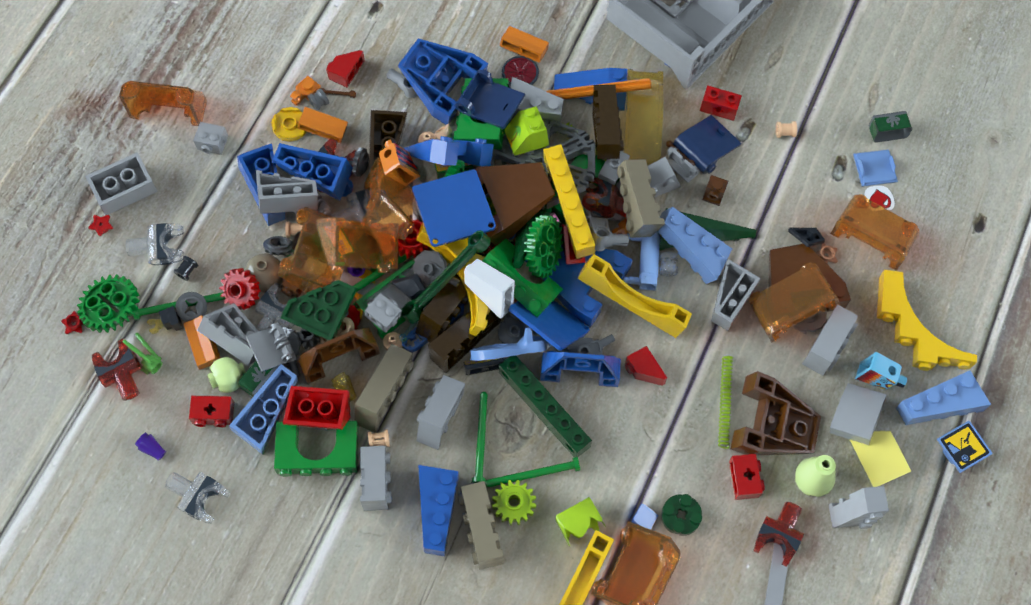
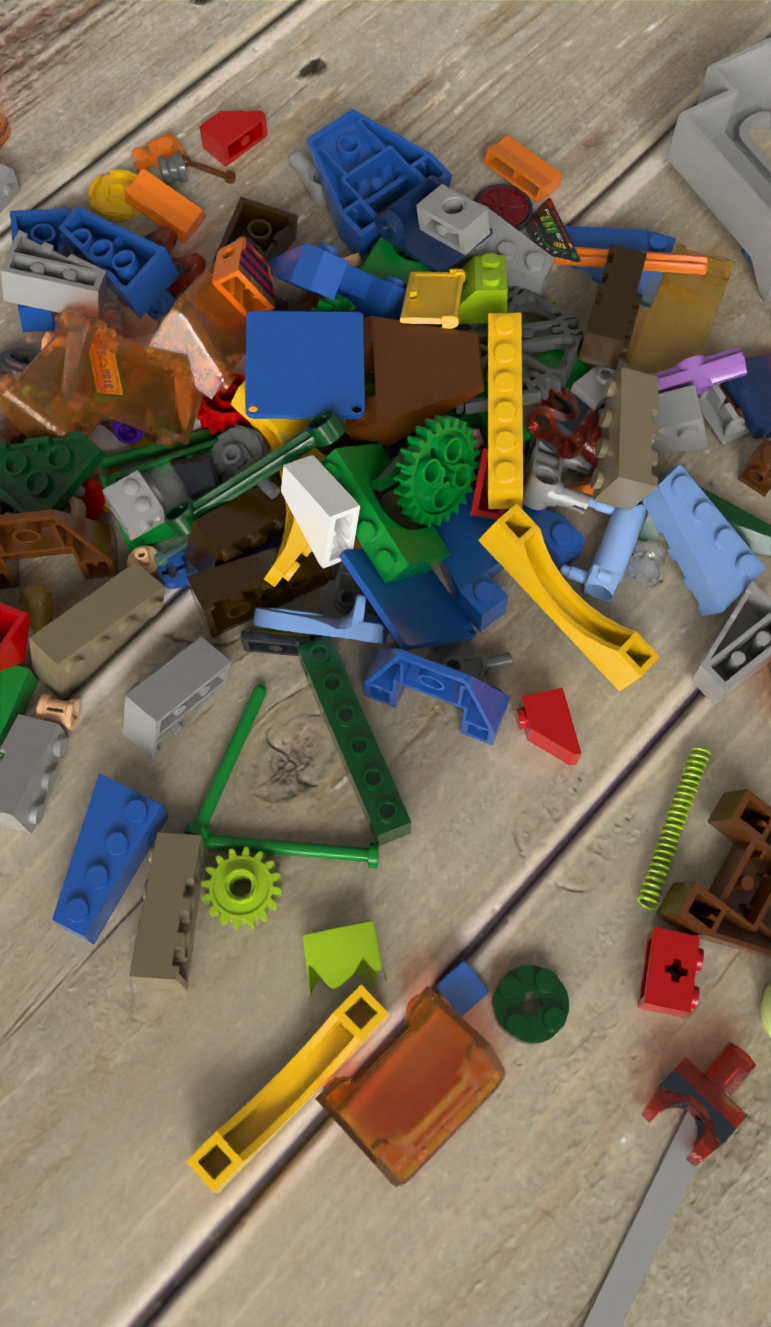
camera: 20 degrees right, 0 degrees up
(360, 162) = (199, 261): dark grey gear -> none
(502, 94) = (453, 219): none -> light grey brick
(507, 146) = (433, 298): none -> yellow door
(554, 82) = (550, 232): none -> black sticker
(665, 147) = (703, 371): none -> medium lavender piece

